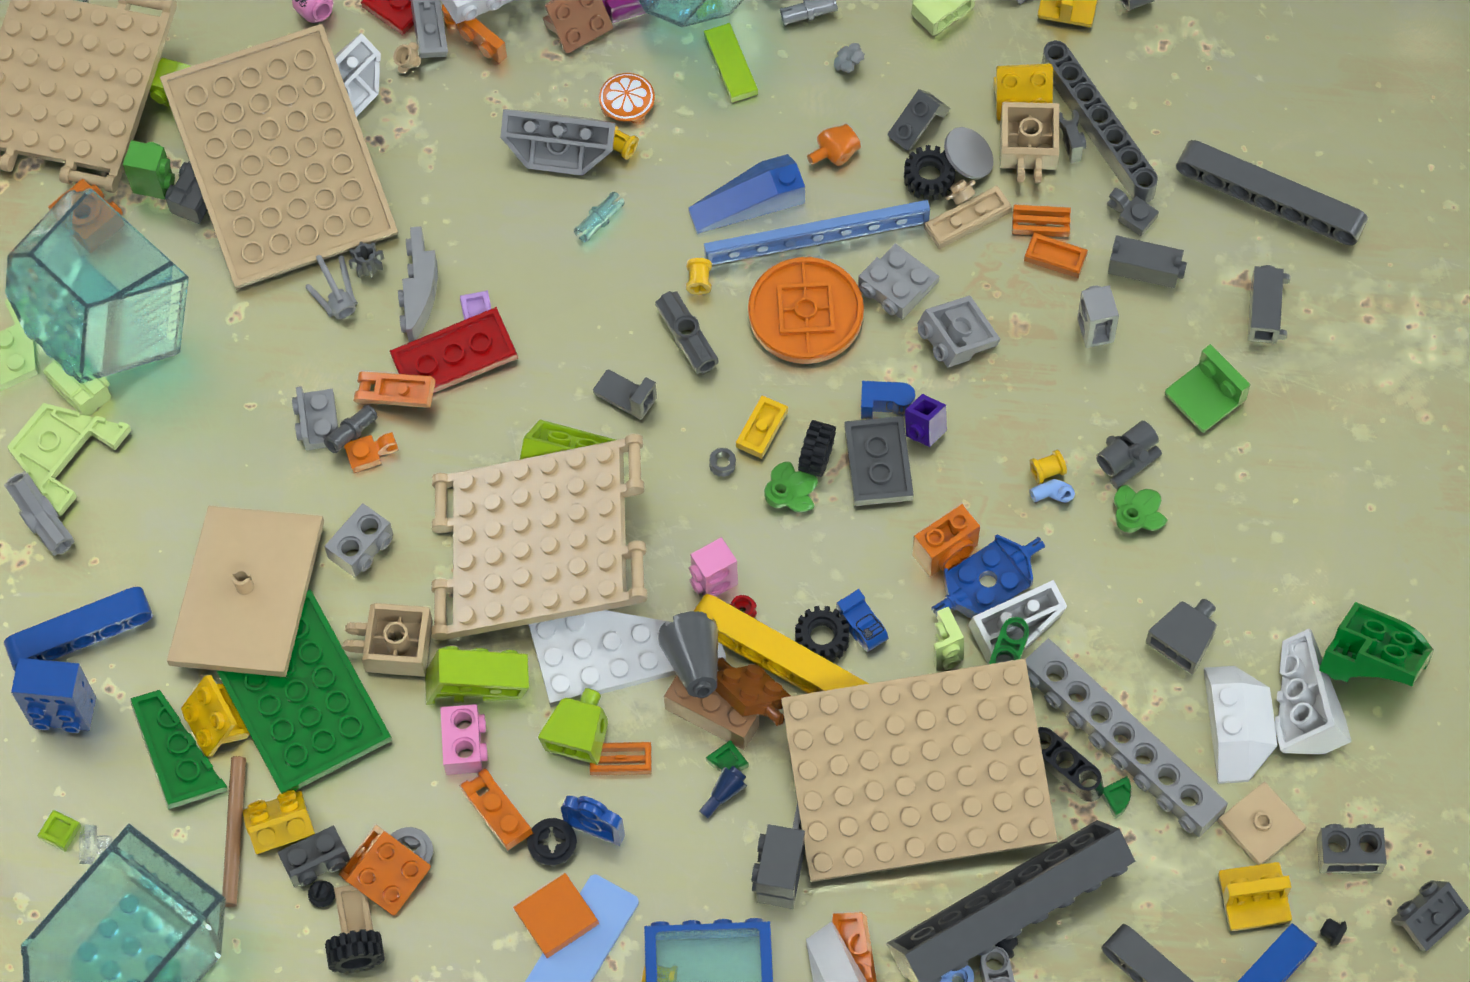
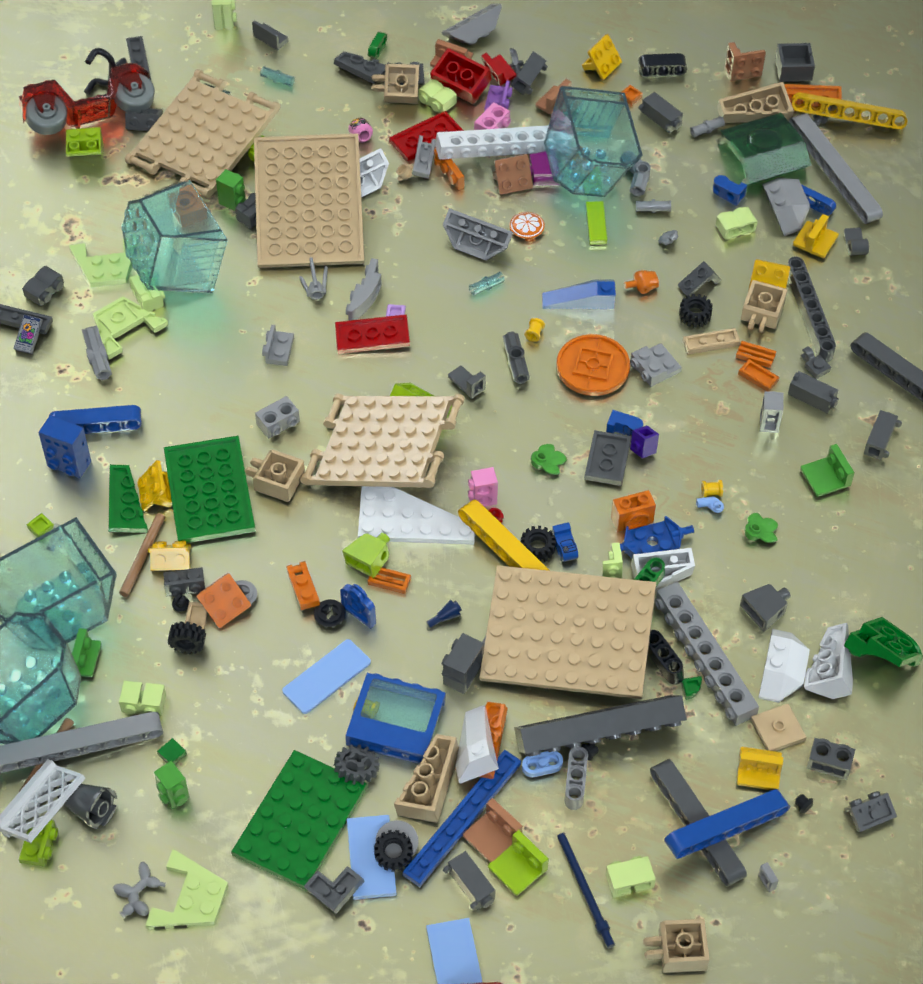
camera: 15 degrees right, 10 degrees down
(246, 591) = (200, 426): tan piece -> none
(350, 428) = (295, 356): dark grey pin -> none
(364, 266) = (339, 270): dark grey gear -> none
(365, 453) = (301, 372): orange plate -> none
(395, 389) = (329, 342): orange plate -> none
(456, 739) = (295, 540): bright pink brick -> none
(476, 673) = (318, 507): lime wedge -> none
(556, 915) = (316, 654): orange tile -> none
(624, 143) = (515, 248): yellow bush -> none
(692, 651) = (452, 524): dark grey cone -> none
(711, 714) = (454, 566): medium nougat brick -> none
(722, 471) = (512, 439): dark grey bush -> none
(727, 757) = (454, 594): green tile -> none
(750, 691) = (479, 559): dark orange plate -> none
(761, 427) = (542, 420): yellow plate -> none
(816, 448) = (571, 439): black tyre -> none
(817, 232) = (615, 324): medium blue tile -> none
(957, 331) = (681, 399): light grey plate -> none
(961, 191) = (711, 325): tan plate -> none
(968, 153) = (723, 305): light grey piece -> none
(1072, 139) = (791, 315): dark grey plate -> none
(1129, 453) = (765, 494): dark grey pin -> none

